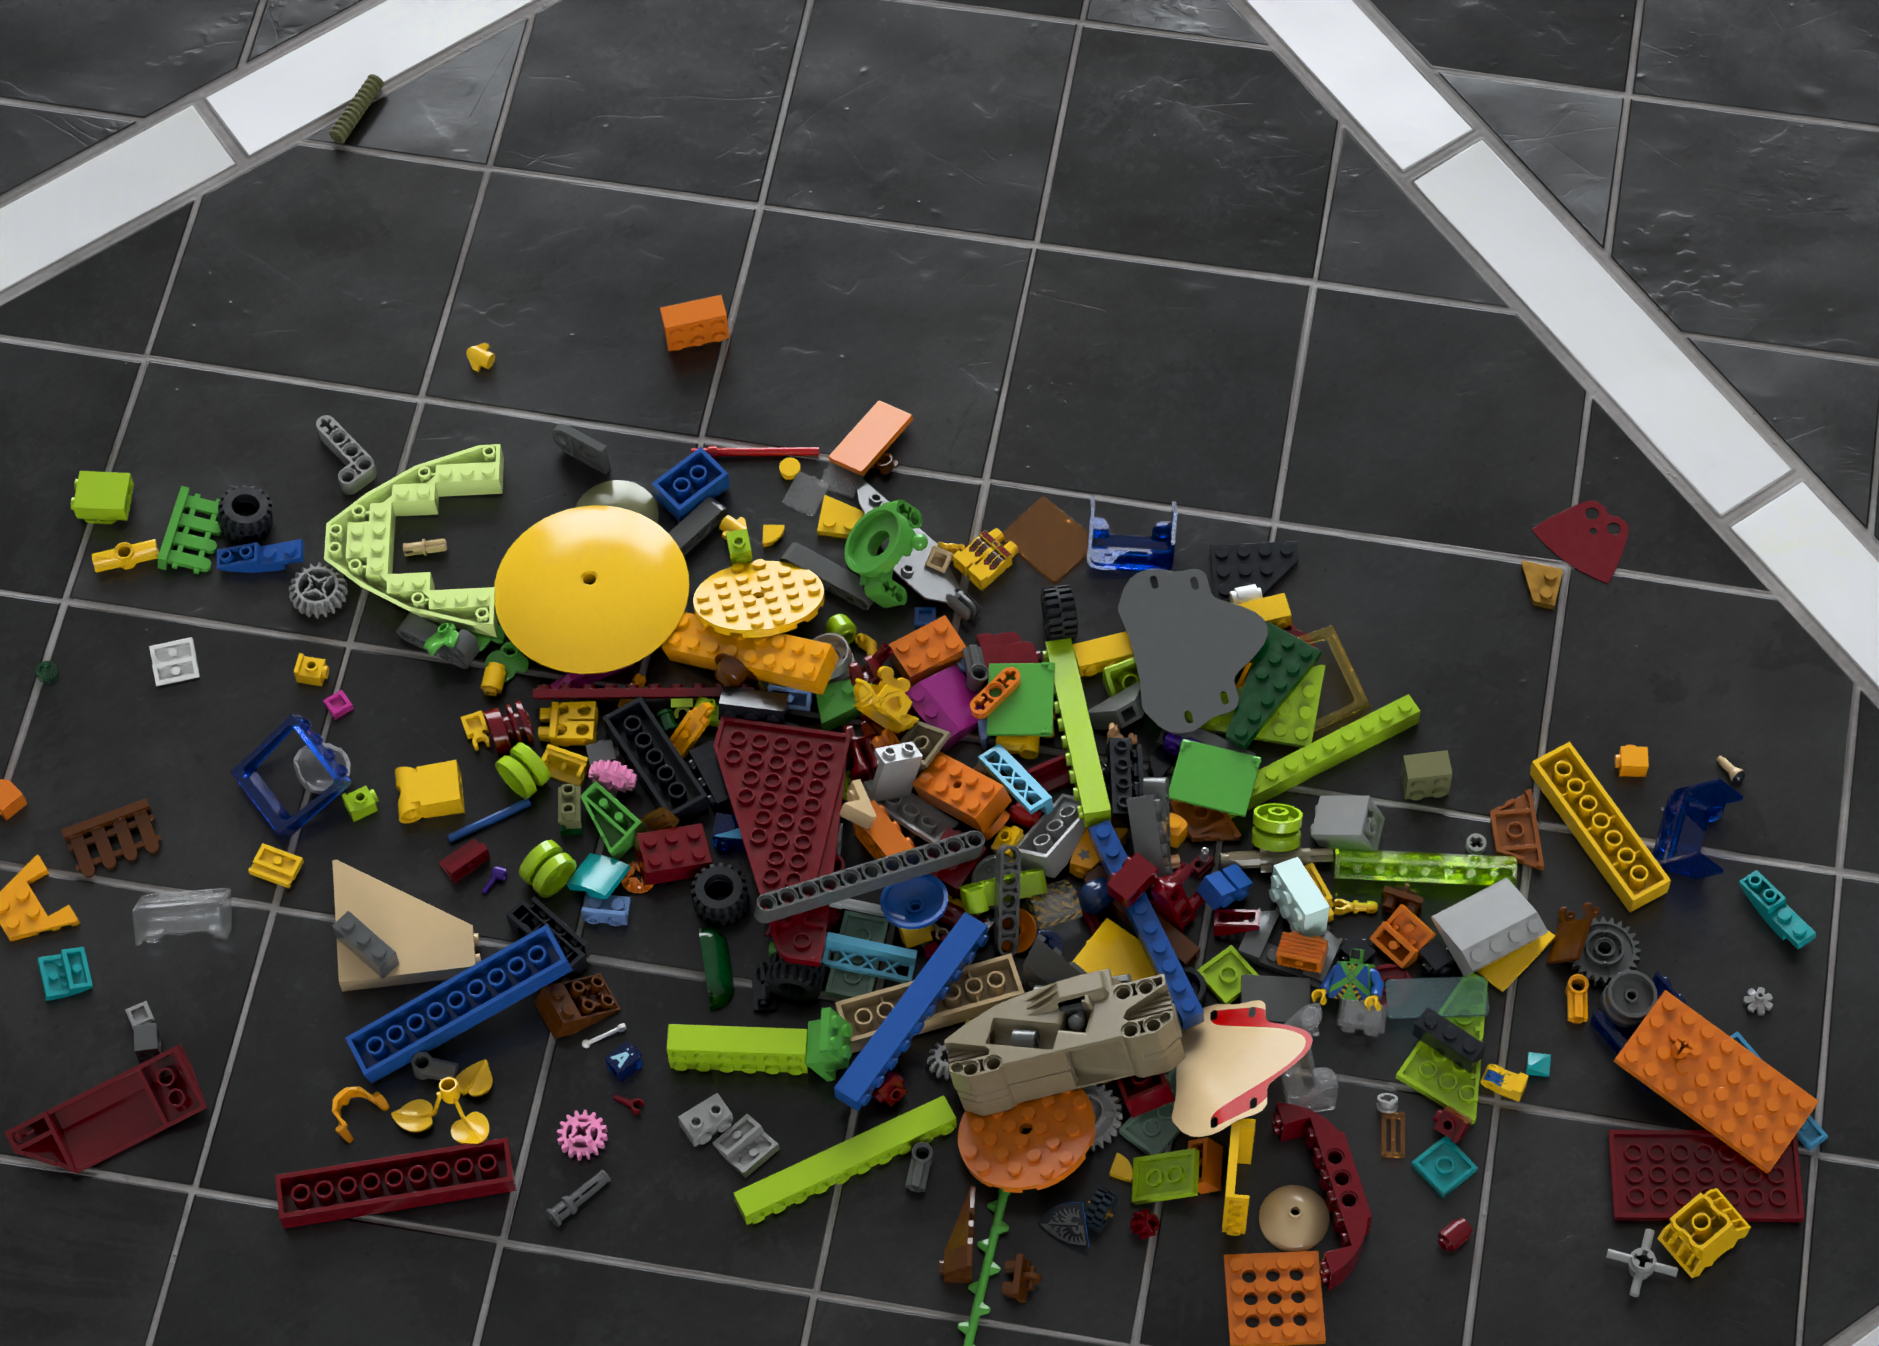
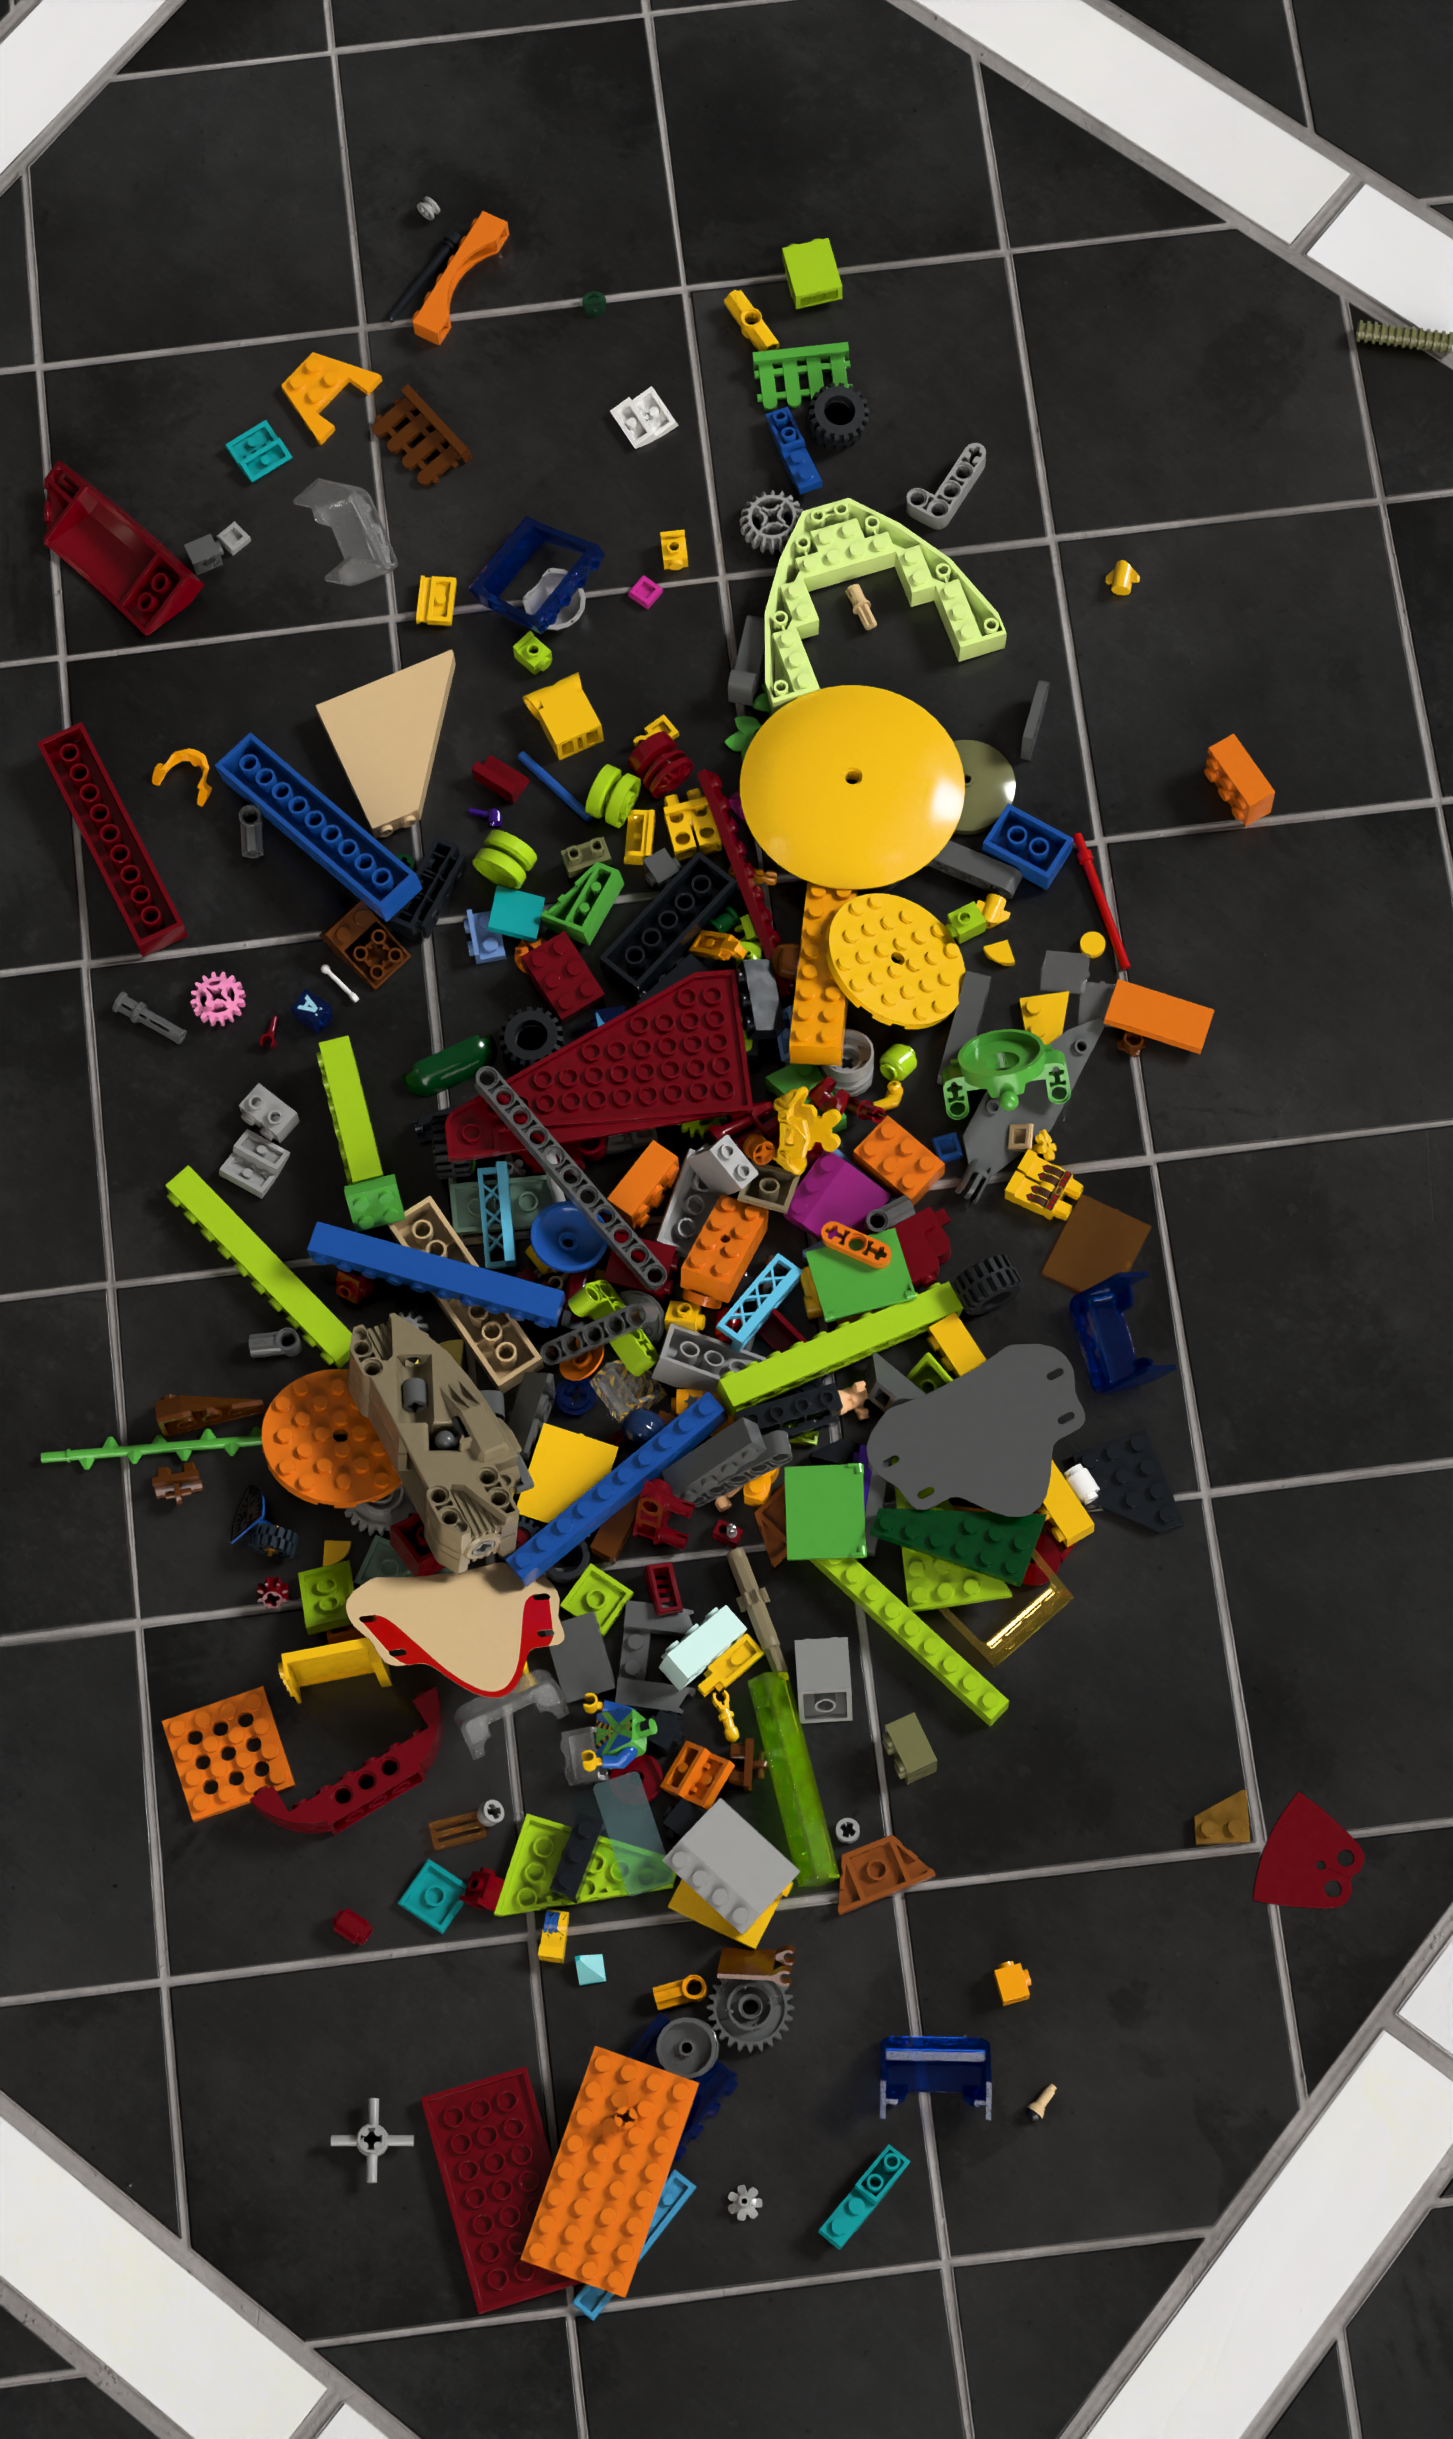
camera: 75 degrees right, 10 degrees up
(365, 944) = (357, 713): dark grey brick -> none
(445, 635) = (742, 660): bright green plate -> none
(473, 1128) = (198, 833): yellow plant -> none
(493, 679) = (720, 731): yellow brick -> none
(612, 776) = (635, 886): bright pink gear -> none
(662, 822) = (595, 950): clear orange tile -> none
(858, 807) = (651, 1144): tan slope -> none
(1131, 880) = (648, 1452): dark red brick -> none
(1225, 887) = (693, 1560): blue piece -> none
(1276, 827) = (787, 1599): lime wheel -> none
(1292, 1231) = (323, 1767): tan dish -> none
(1302, 952) = (639, 1668): orange brick -> none
(1600, 827) = (907, 1964): yellow brick -> none
(1703, 1231) = (426, 2200): yellow slope -> none

